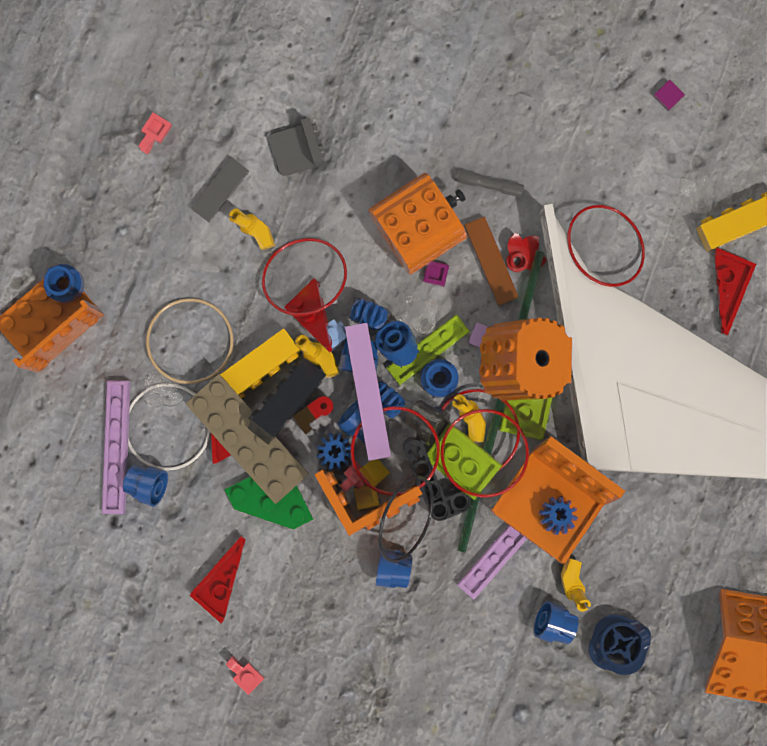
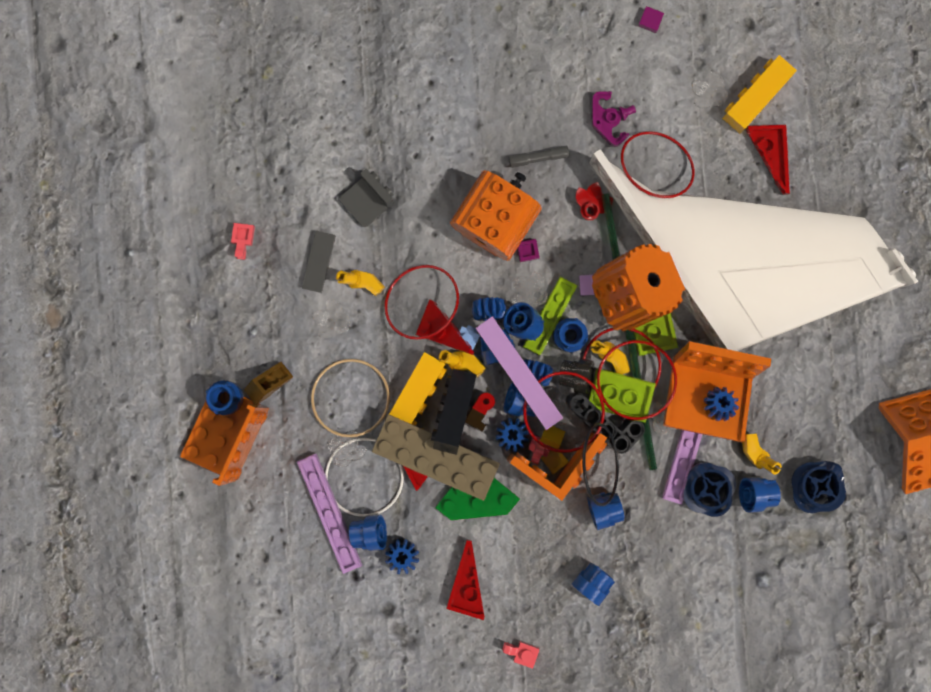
camera: 25 degrees left, 0 degrees up
(113, 288) = (267, 383): none -> pearl gold arch
(173, 529) = (408, 560): none -> blue gear
(347, 637) = (593, 583): none -> blue piece
(491, 261) = (569, 220): dark orange tile -> none
(531, 595) = (692, 499): none -> dark blue piece
(578, 176) = (605, 119): none -> magenta piece

